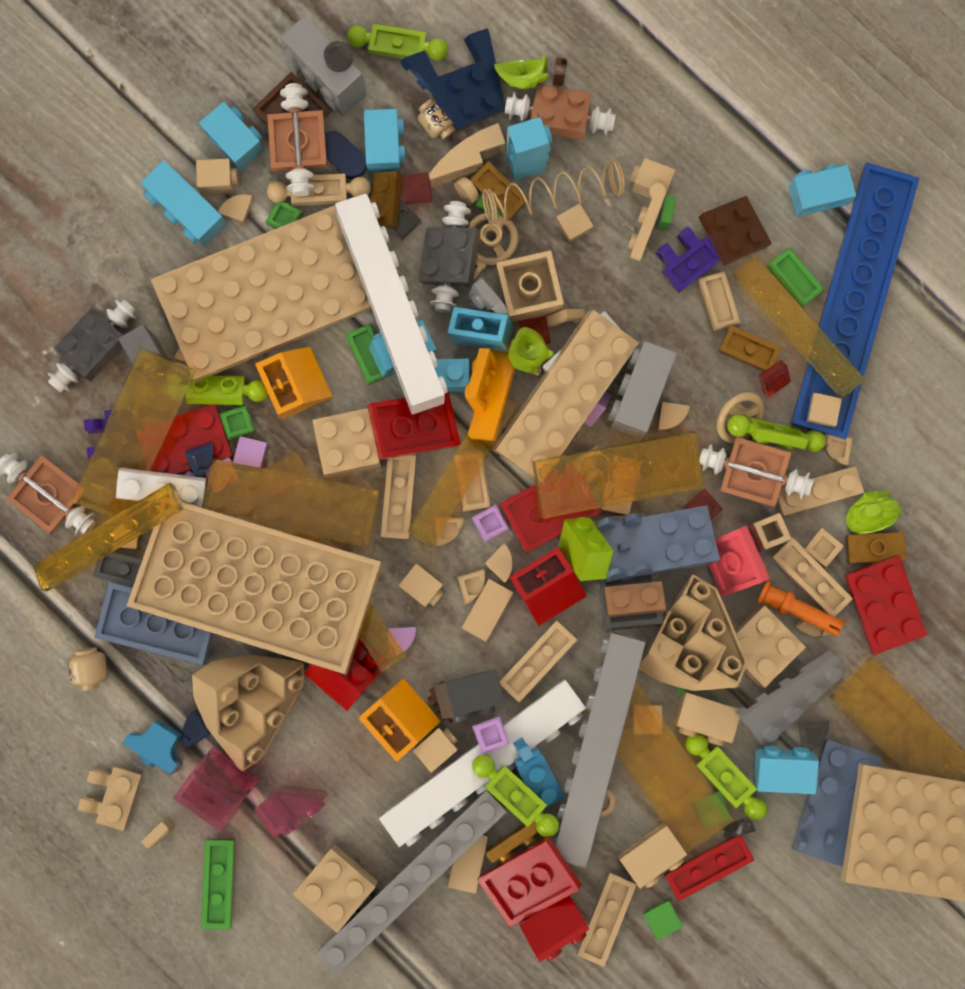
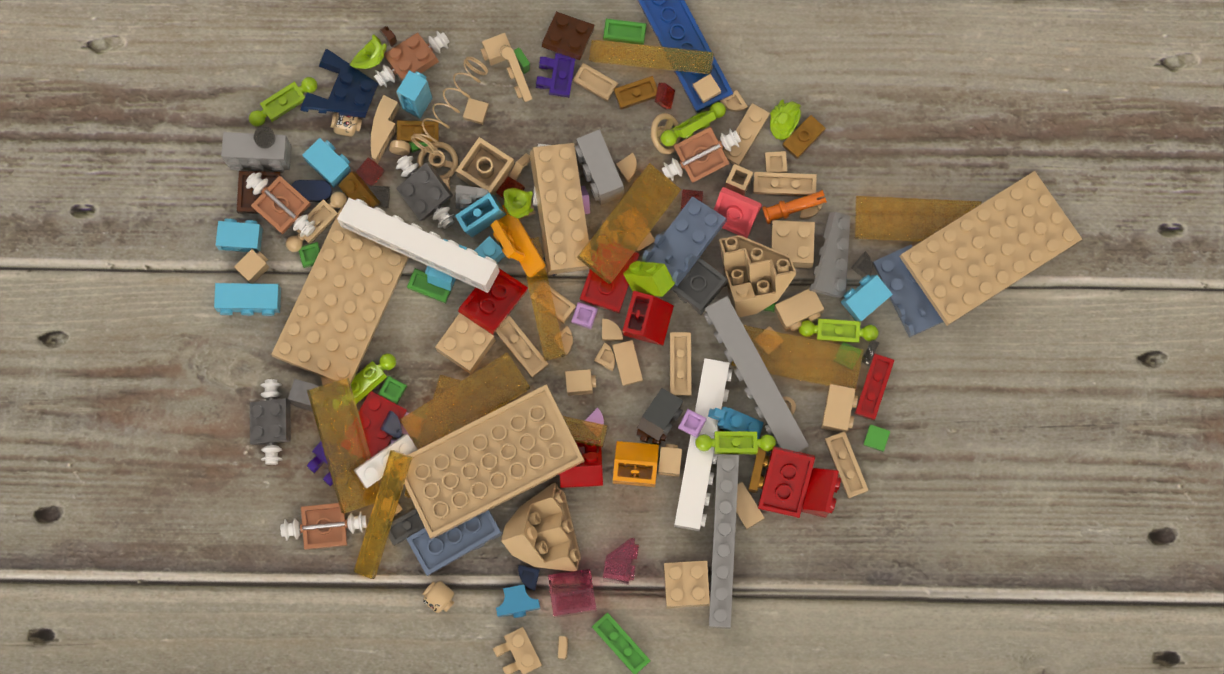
camera: 40 degrees left, 5 degrees down
(236, 208) = (279, 273): tan tile -> none
(250, 452) = (415, 398): lavender tile -> none
(294, 381) = (403, 337): light orange slope -> none
(634, 599) = (700, 280): medium nougat plate -> none
(885, 604) = (837, 162): red plate -> none

